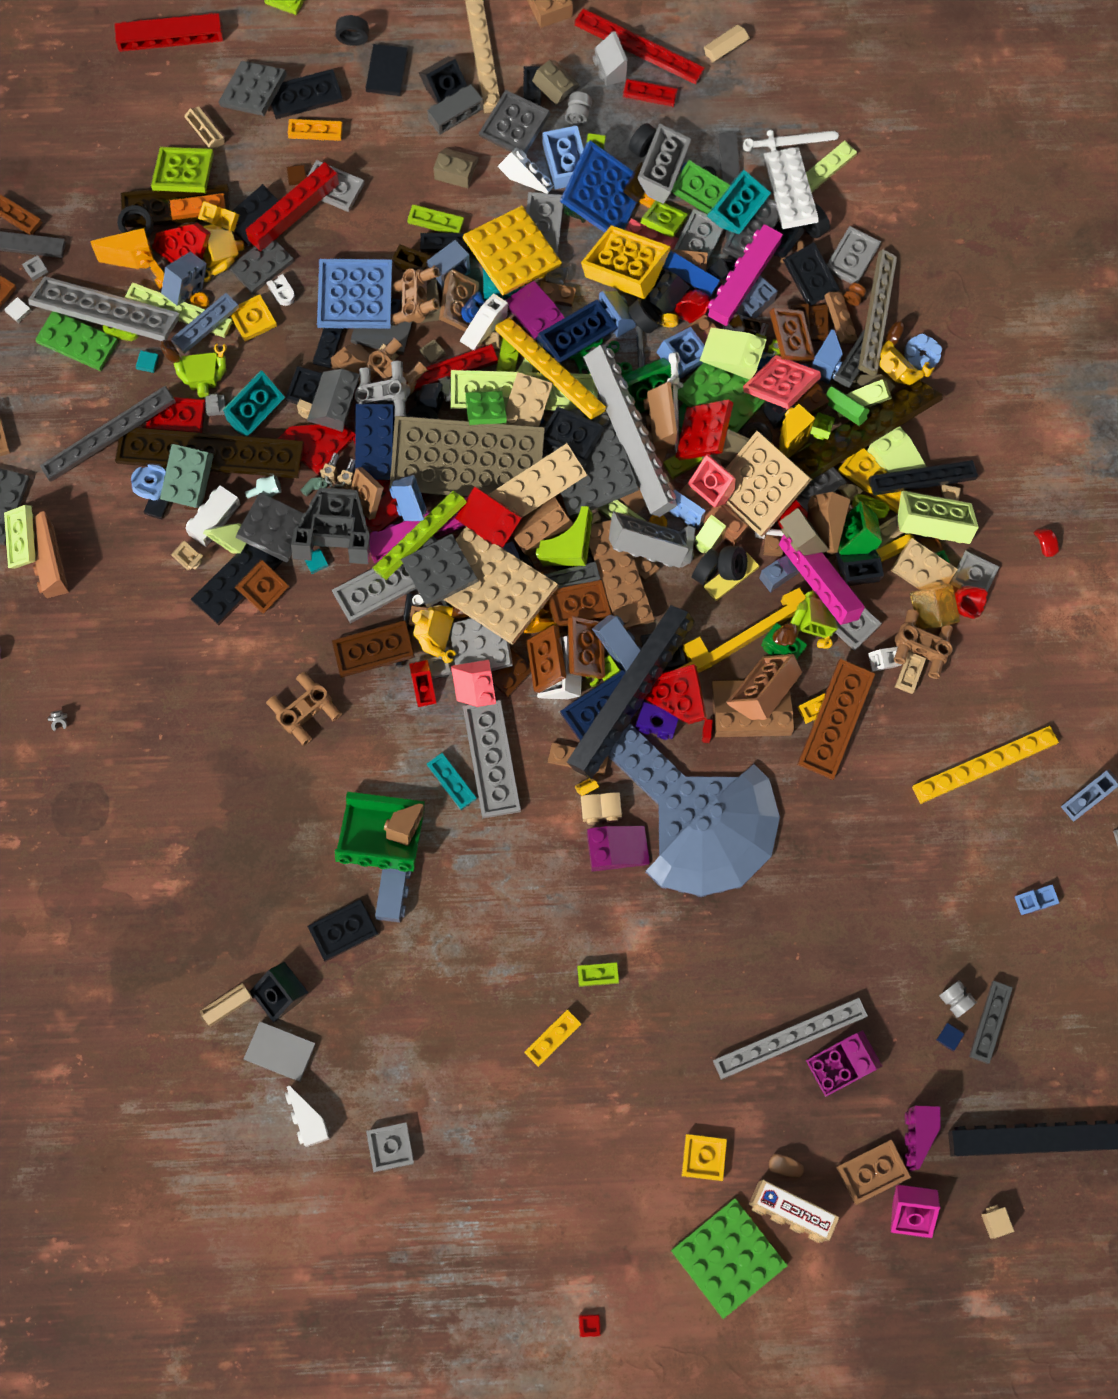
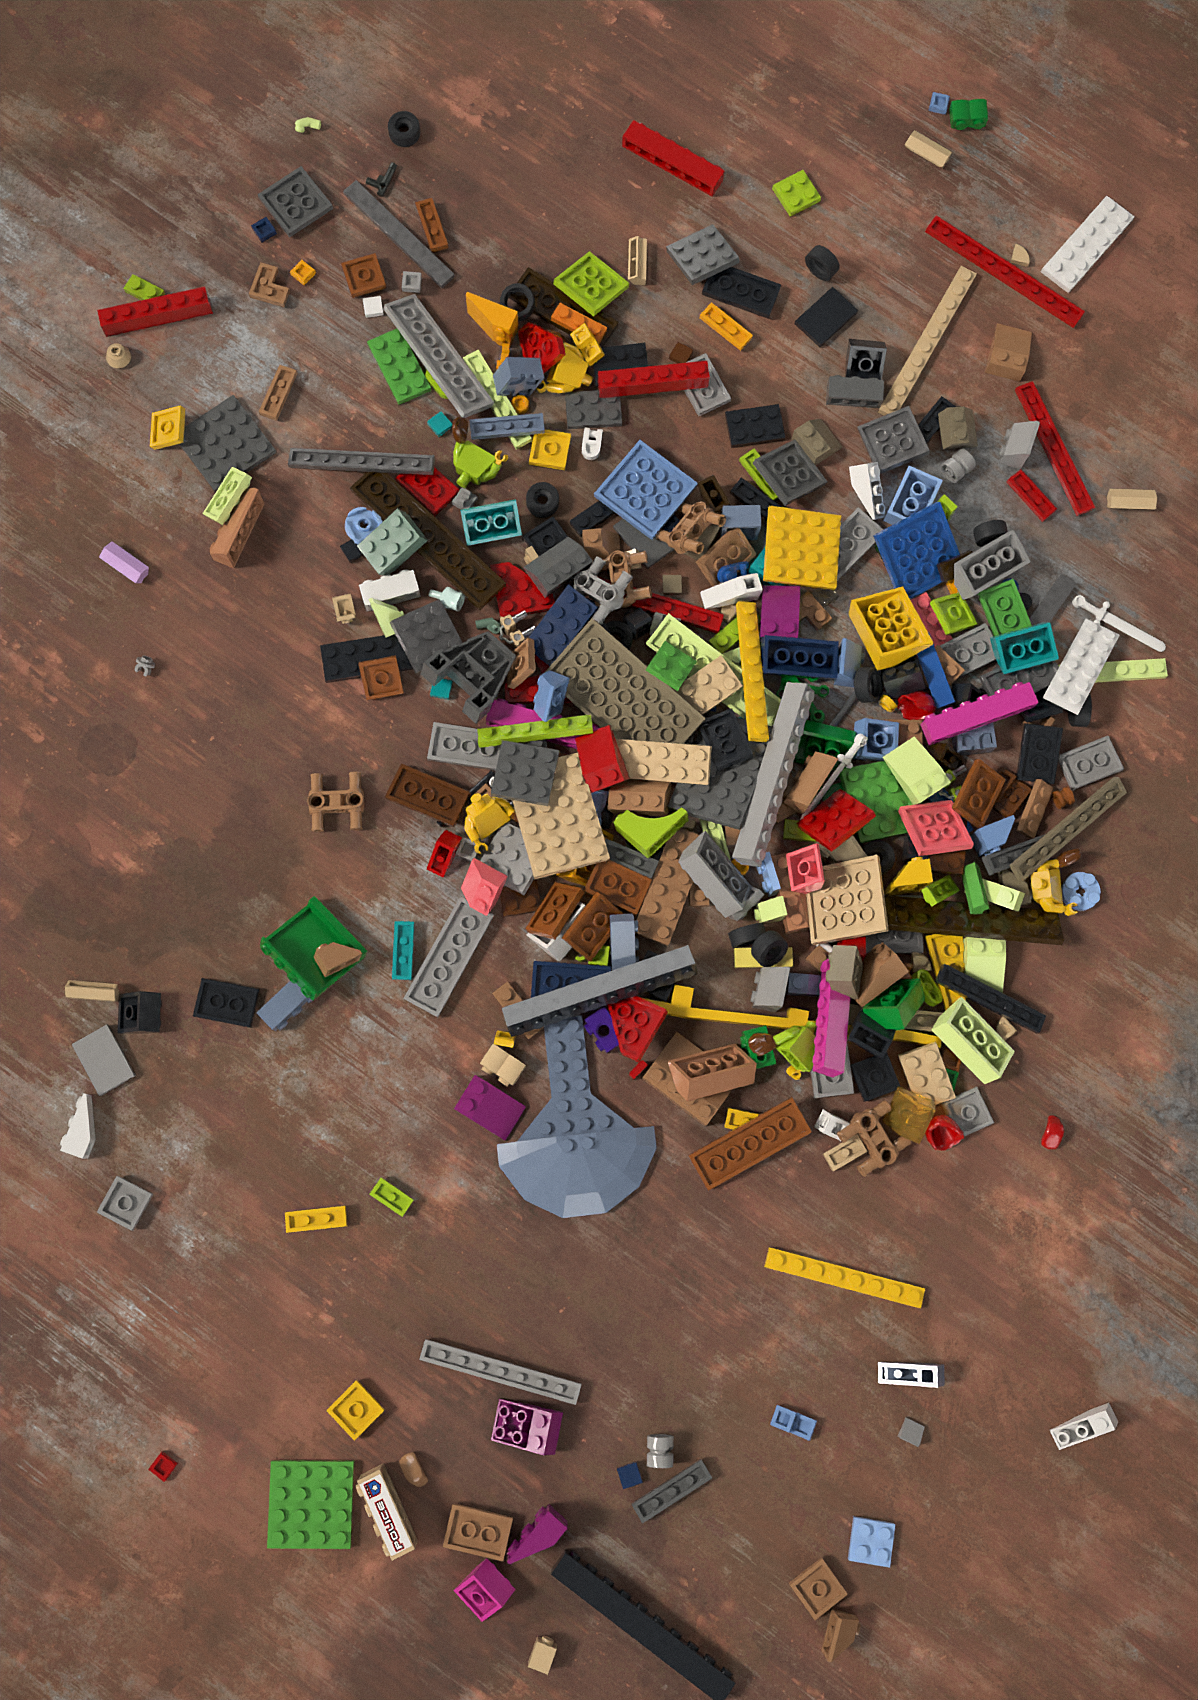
camera: 35 degrees right, 5 degrees up
(278, 350) = (542, 489): none -> black tyre
(398, 188) = (755, 426): none -> black plate
(455, 202) = (789, 472): none -> dark grey plate
(758, 591) = (770, 988): none -> light grey slope
(886, 600) = (874, 1077): none -> black plate

